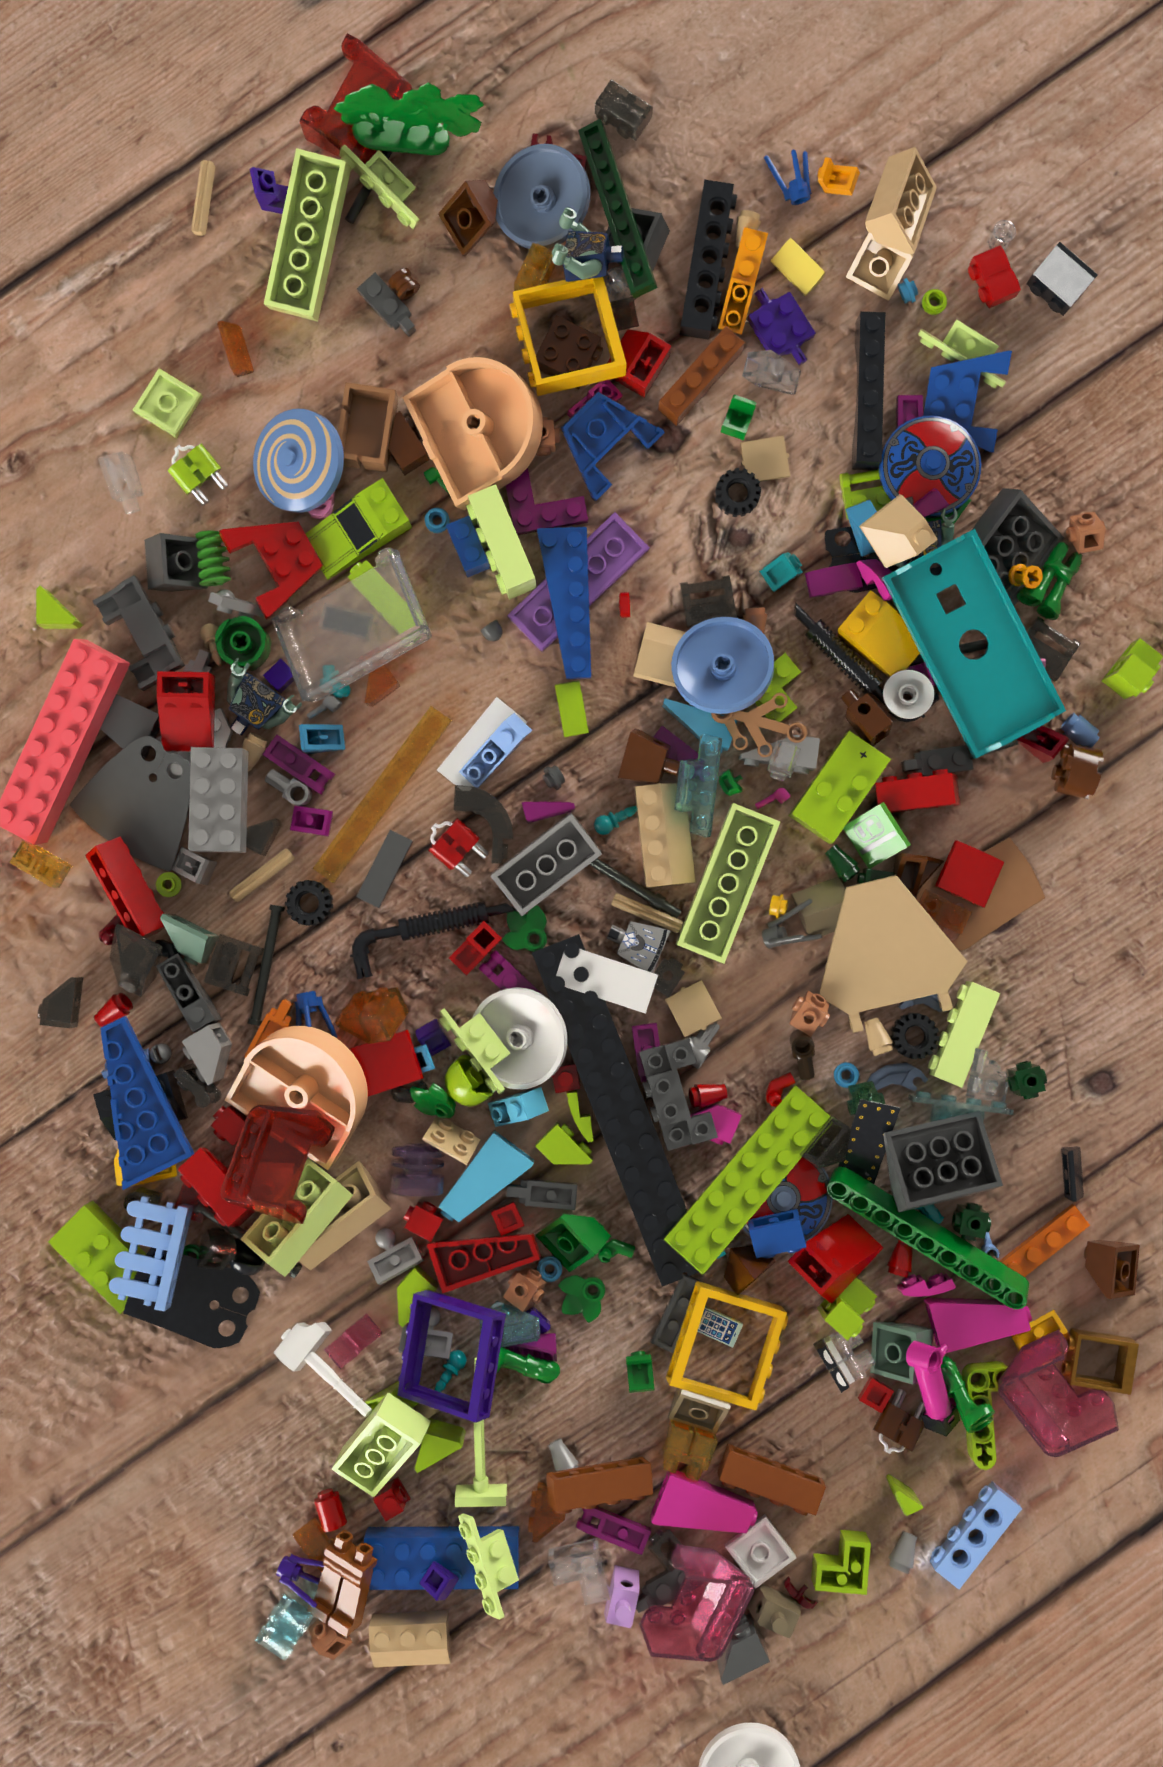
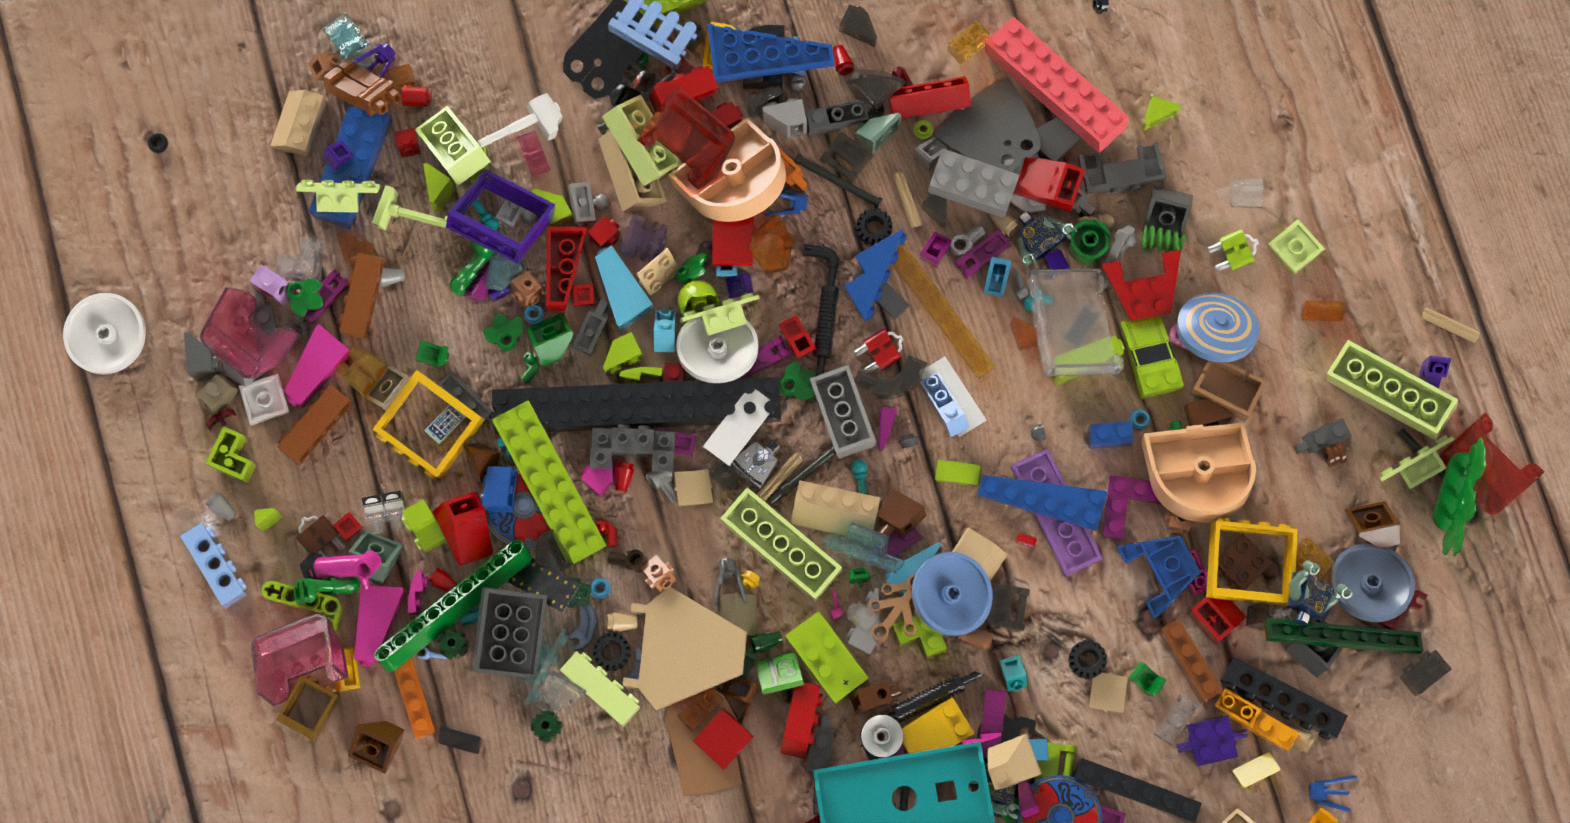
camera: 110 degrees right, 10 degrees down
(356, 885) = (875, 265): none -> blue slope
(502, 541) = (1104, 460): yellowish green brick -> none
(624, 1548) = (307, 298): none -> green plate

